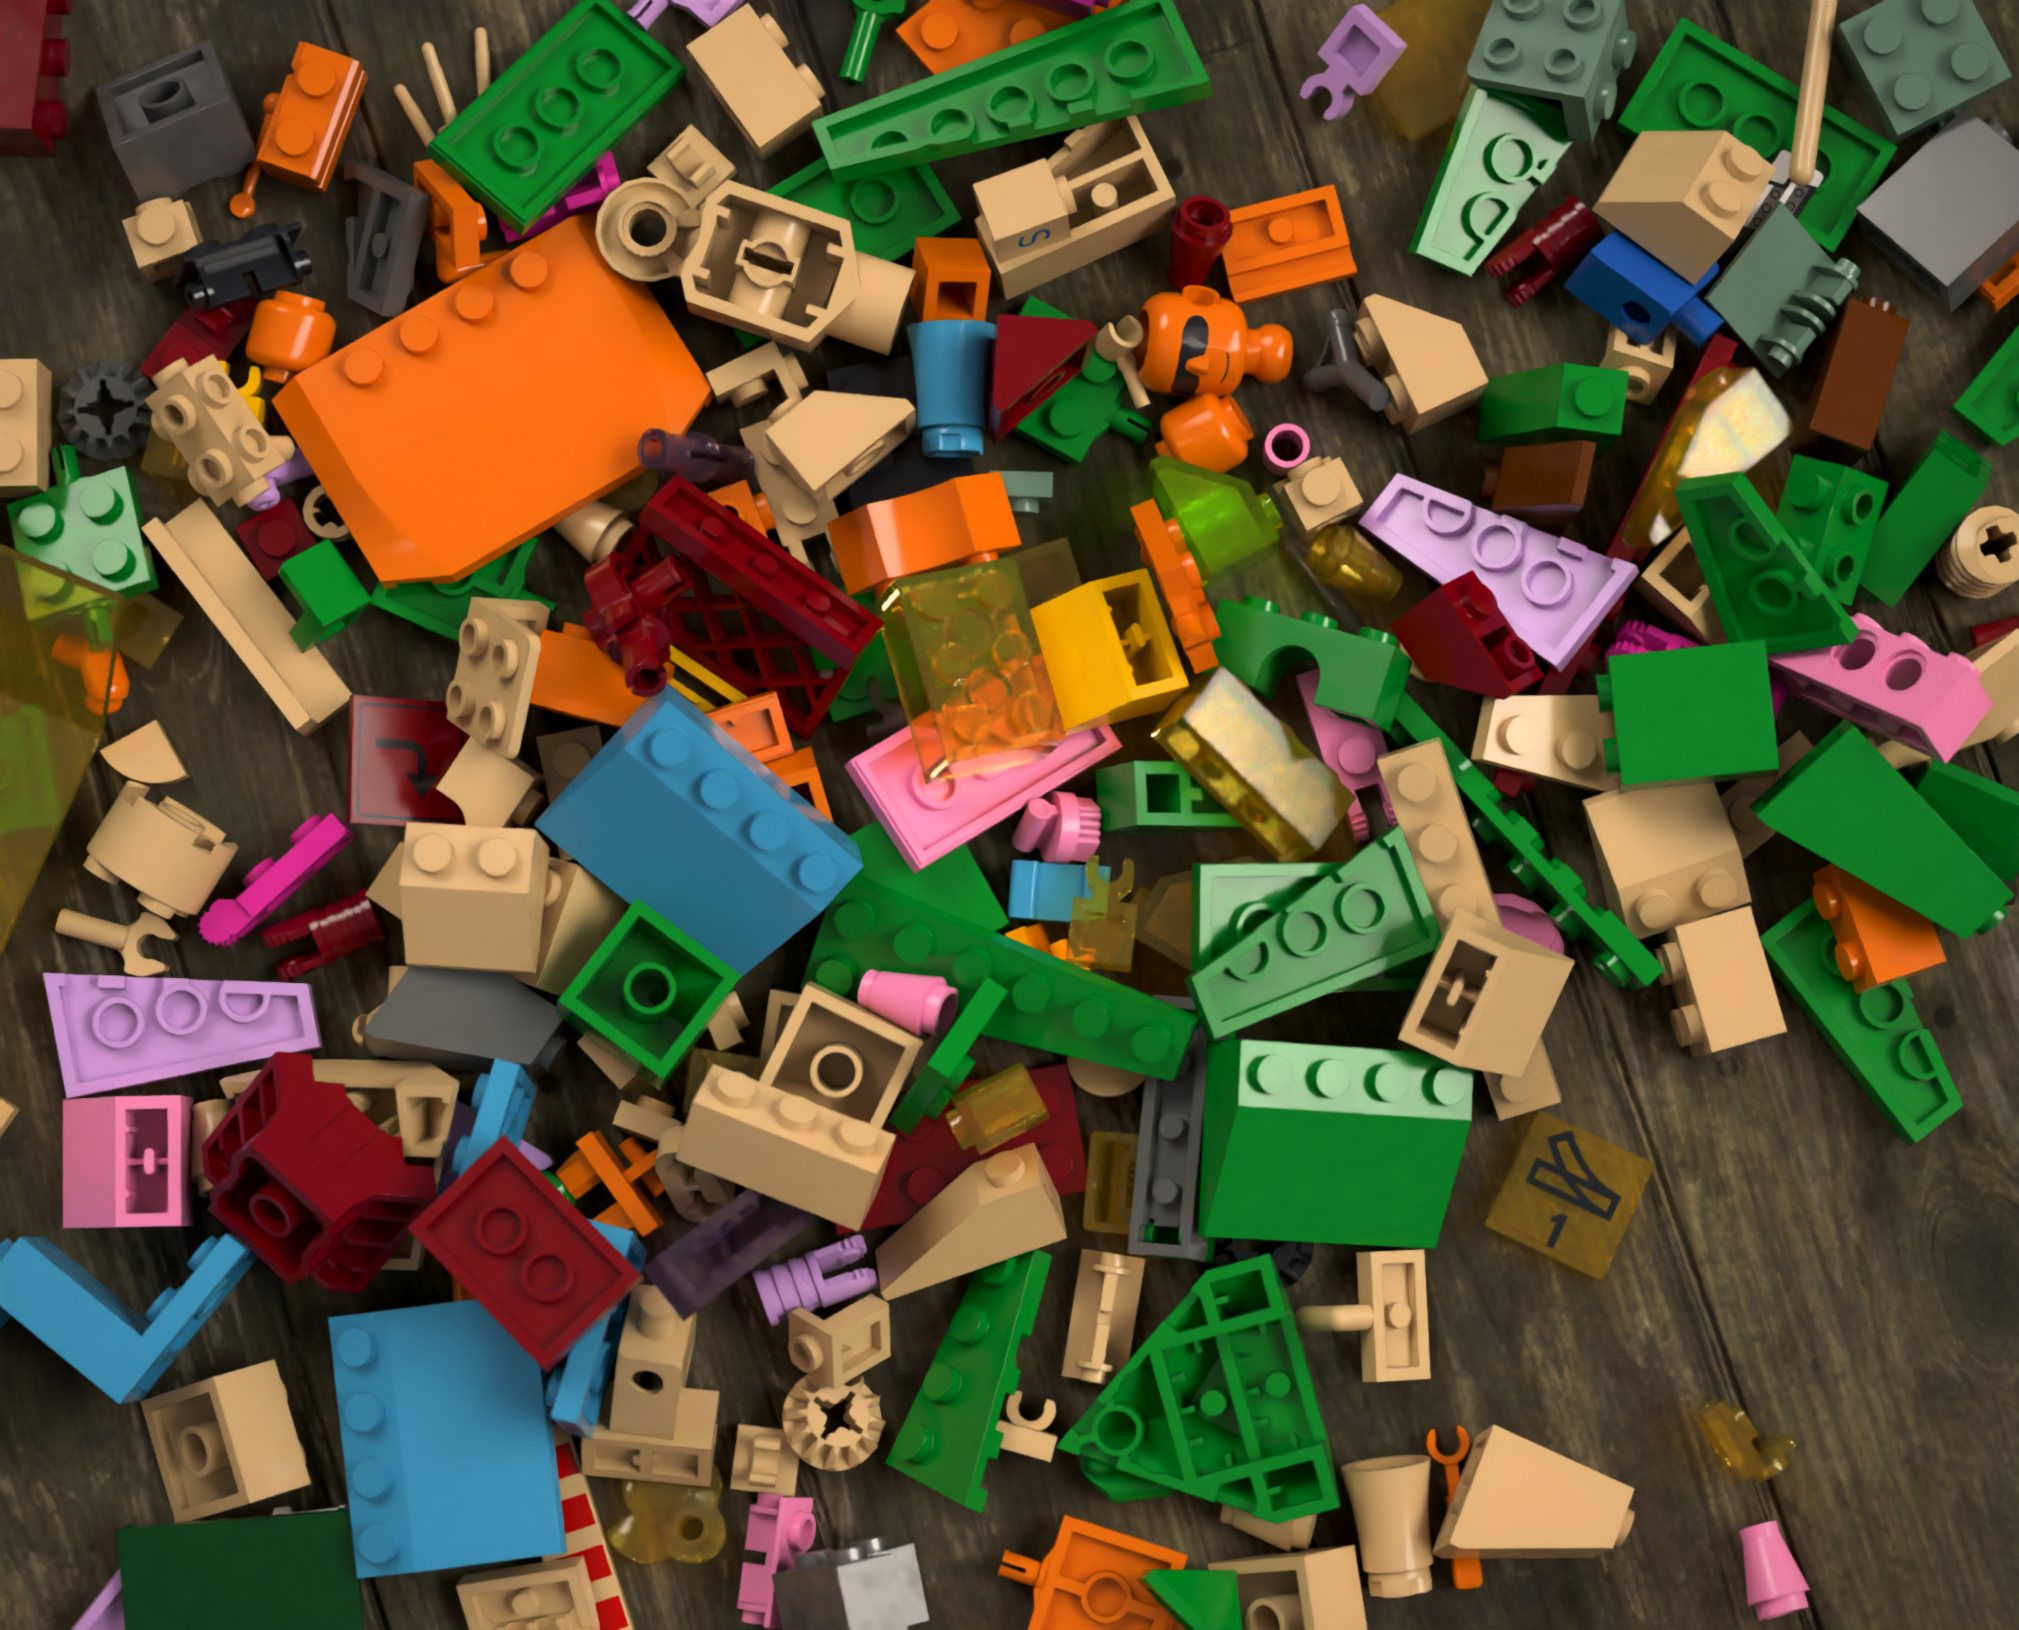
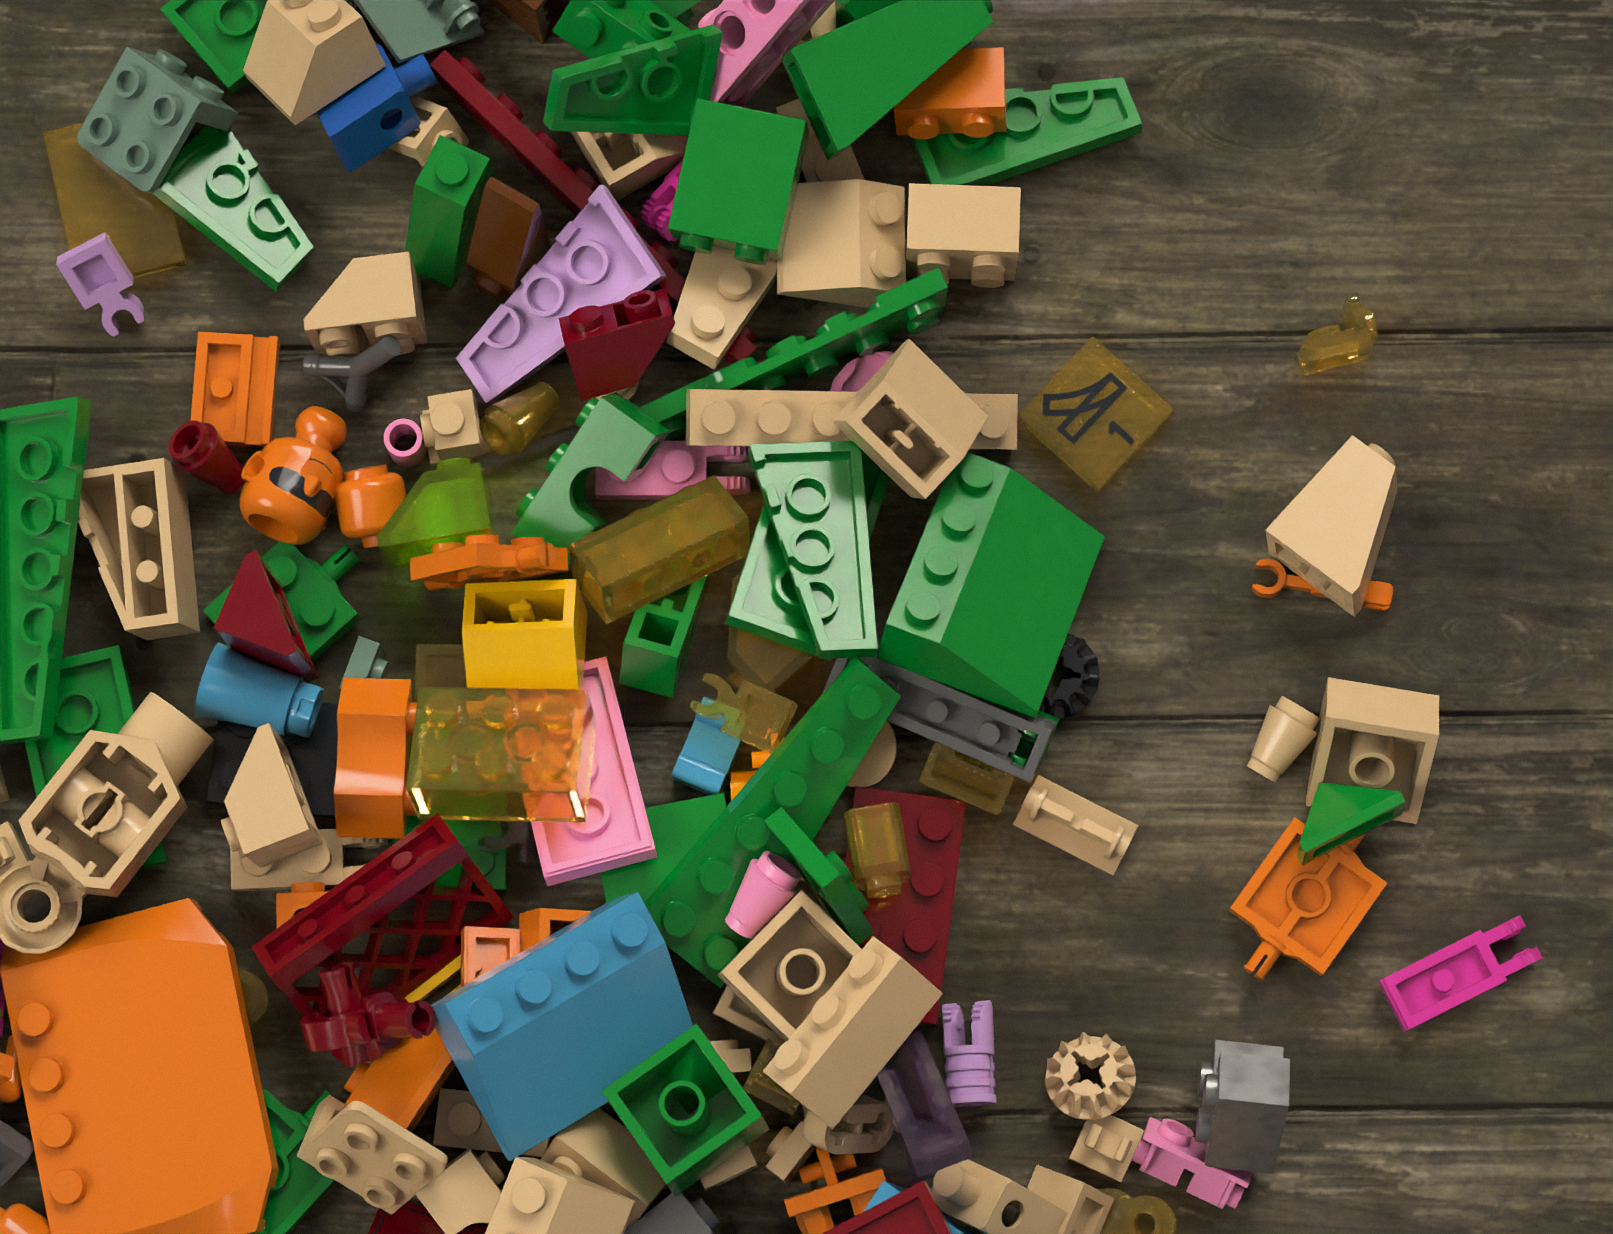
camera: 65 degrees left, 5 degrees down
(597, 531) = (277, 1035): tan cone -> none
(673, 453) = (242, 929): pin -> none
(746, 376) = (189, 868): tan bracket -> none
(841, 1344) = (1030, 1047): tan bracket -> none
(950, 279) = (167, 667): orange brick -> none
(962, 1395) = (1109, 963): green wing -> none
(977, 1220) = (963, 899): tan slope -> none
(1025, 209) = (131, 583): tan brick -> none
(1028, 1435) = (1152, 921): tan tile -> none
(1061, 828) = (658, 727): bright pink piece -> none
(1119, 349) = (272, 549): tan hand -> none
(1121, 1486) = (1214, 855): green arm -> none
(1220, 1402) = (1177, 749): green wedge -> none
(1389, 1316) = (1148, 590): tan plate -> none
(1392, 1522) = (1319, 641): tan plant -> none
(1552, 243) = (310, 173): dark red hinge -> none
(1715, 432) = (512, 88): clear yellow slope -> none
(1771, 1573) = (1453, 351): bright pink cone -> none

